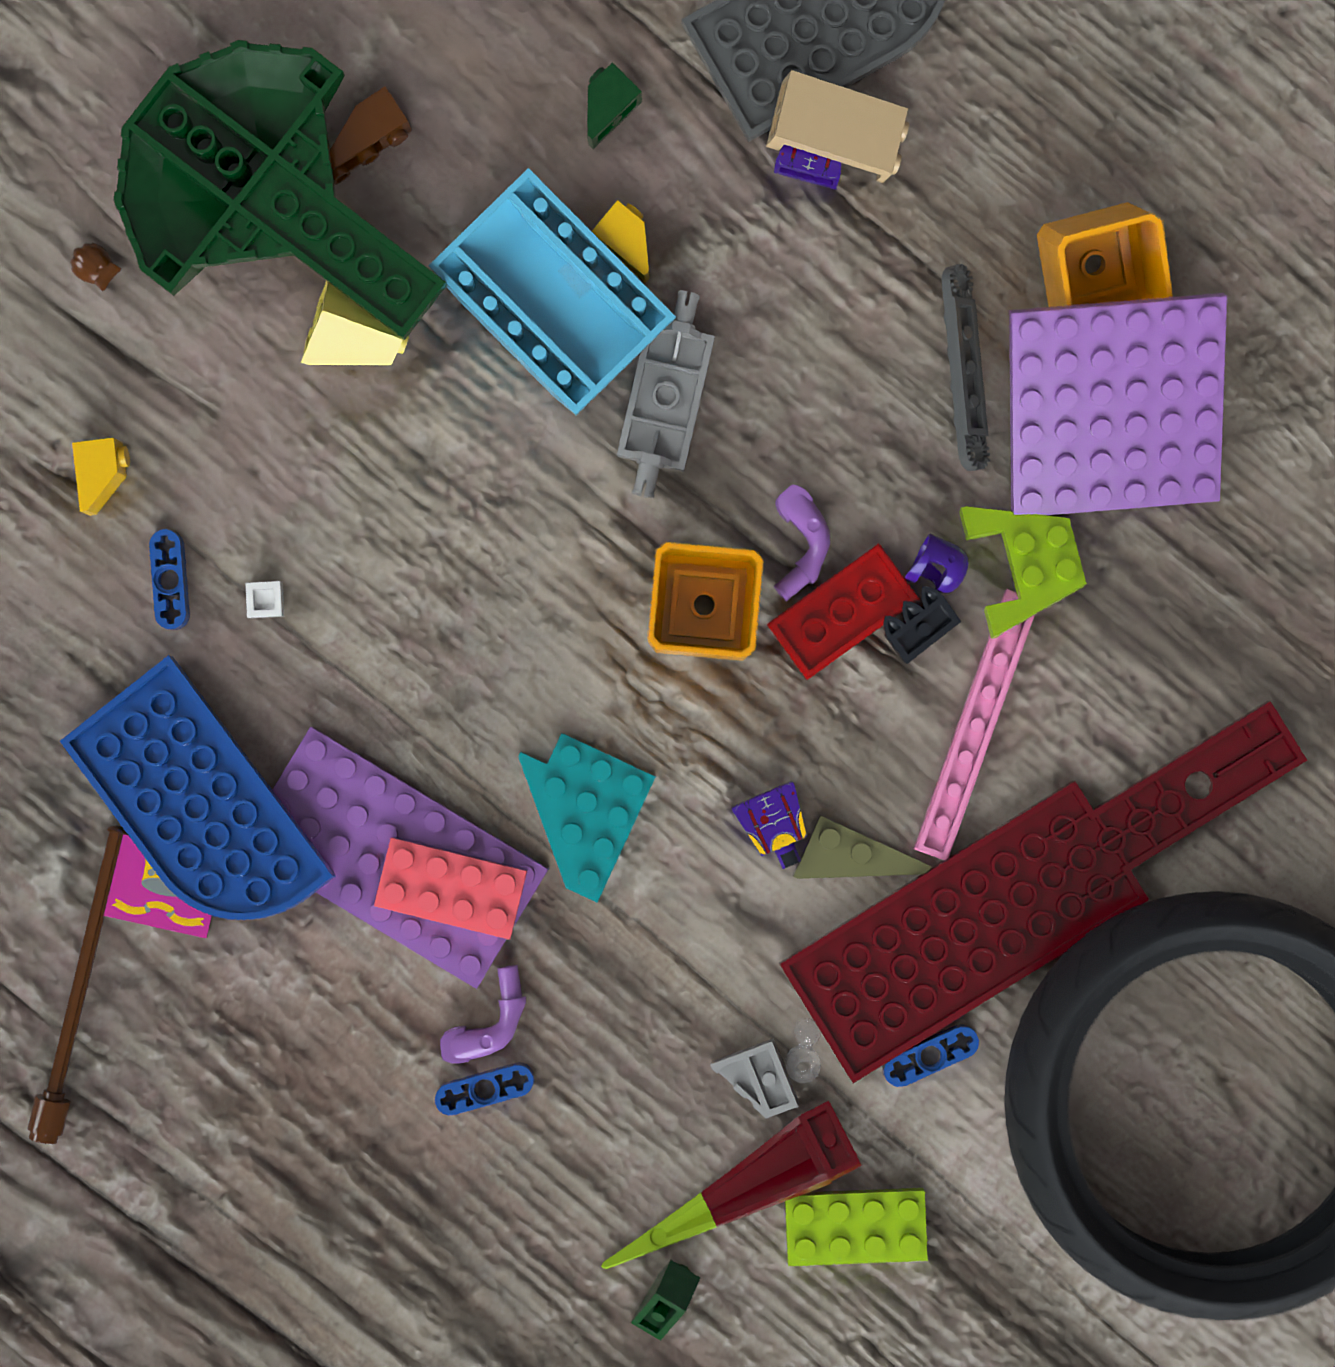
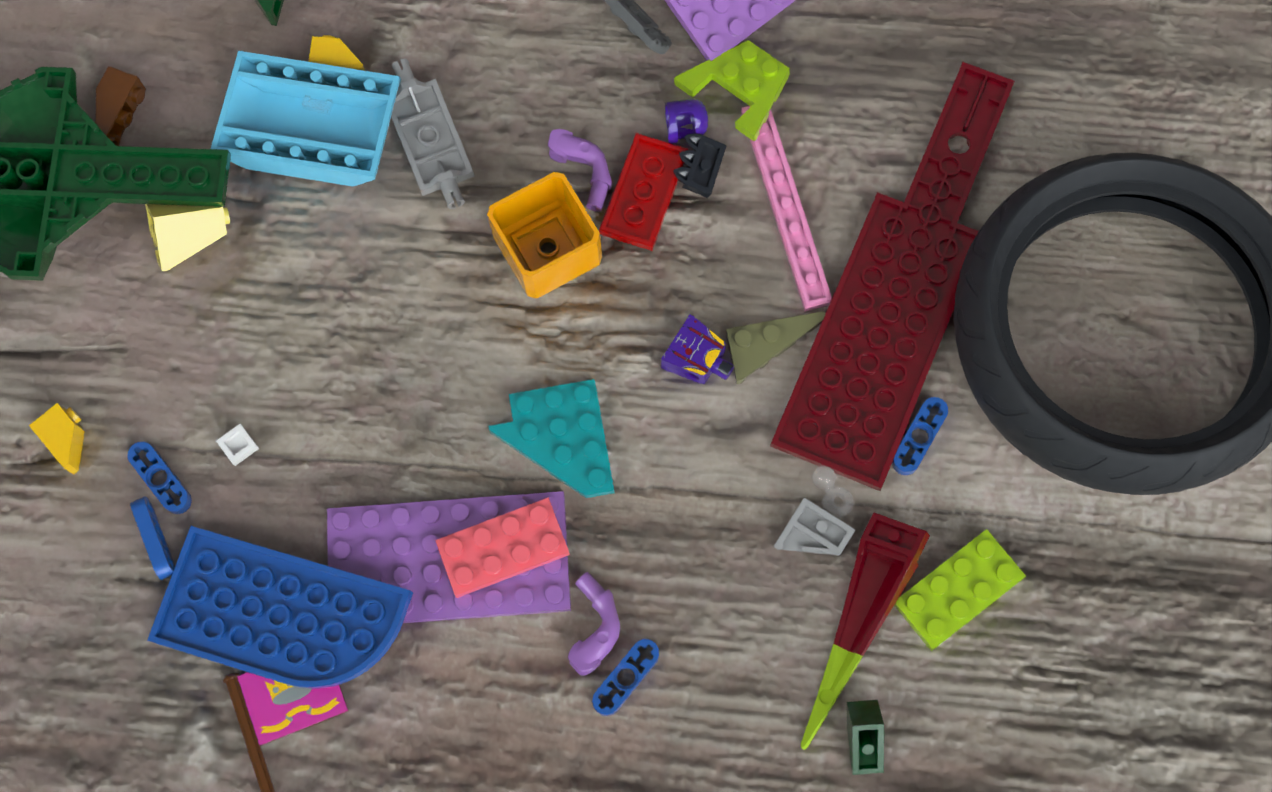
camera: 30 degrees left, 15 degrees down
(126, 639) = (153, 537): none -> blue beam

